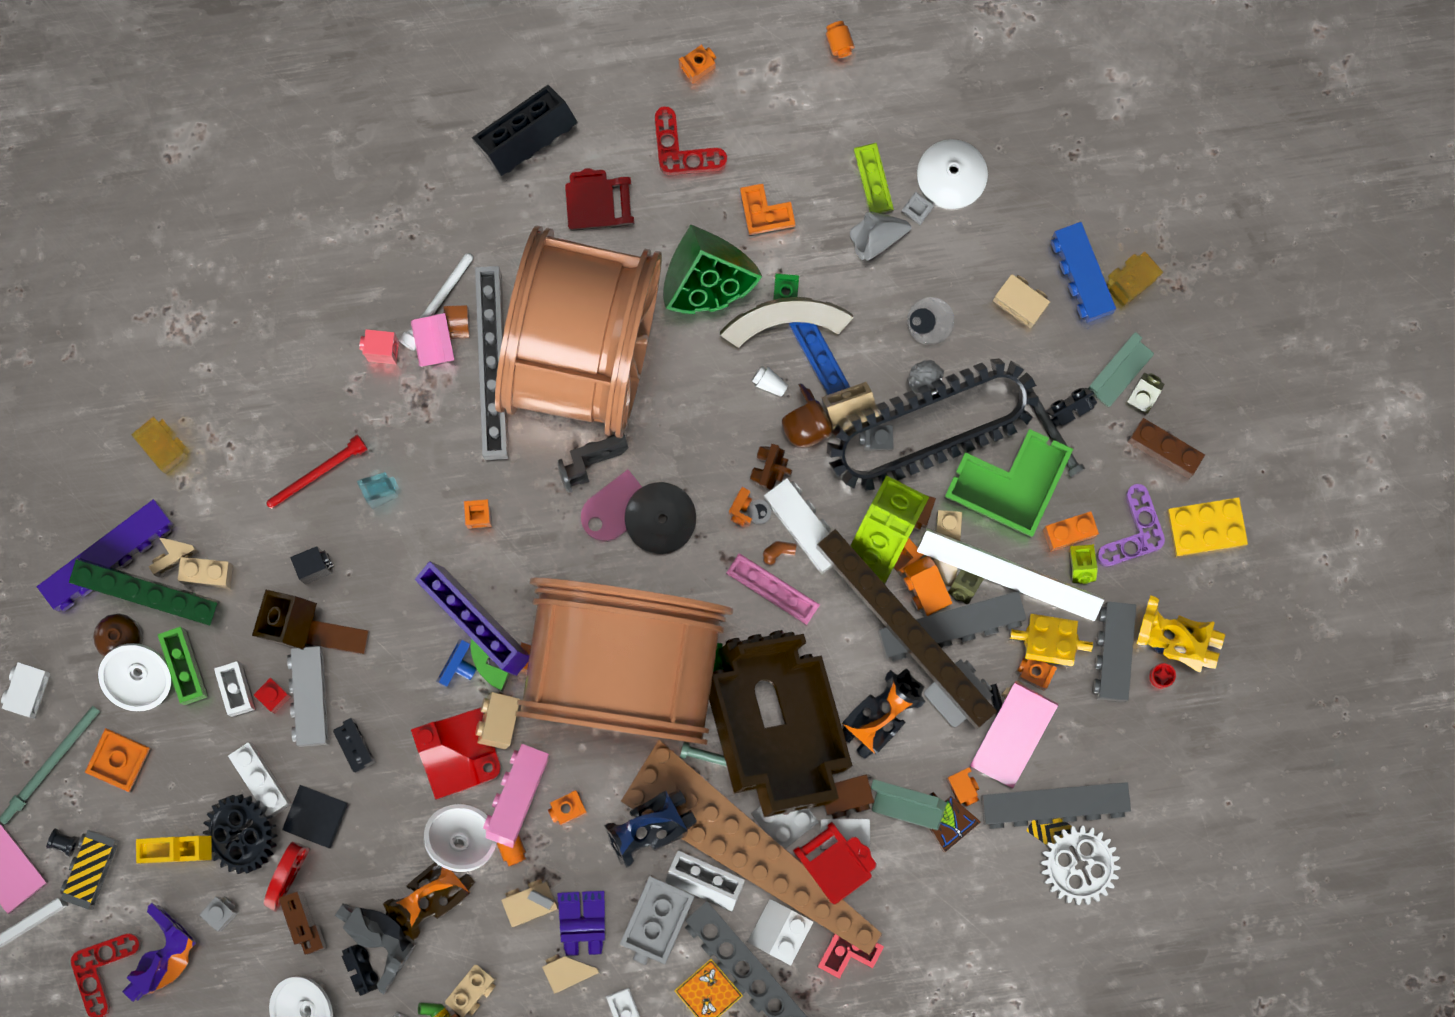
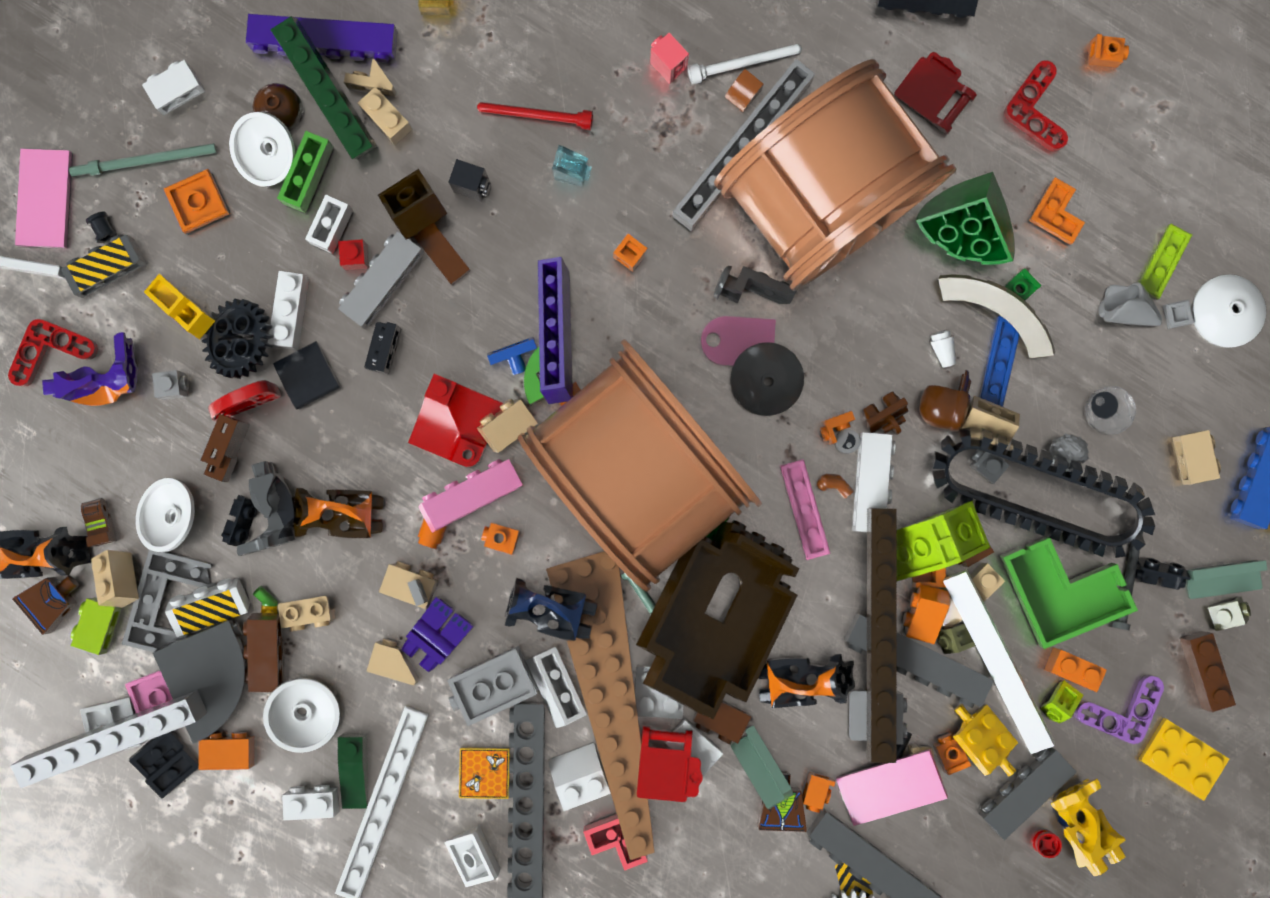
camera: 40 degrees right, 5 degrees up
(432, 340) = (713, 88): bright pink panel -> none
(462, 826) = (406, 476): white dish -> none
(839, 39) = (1236, 128): orange brick -> none

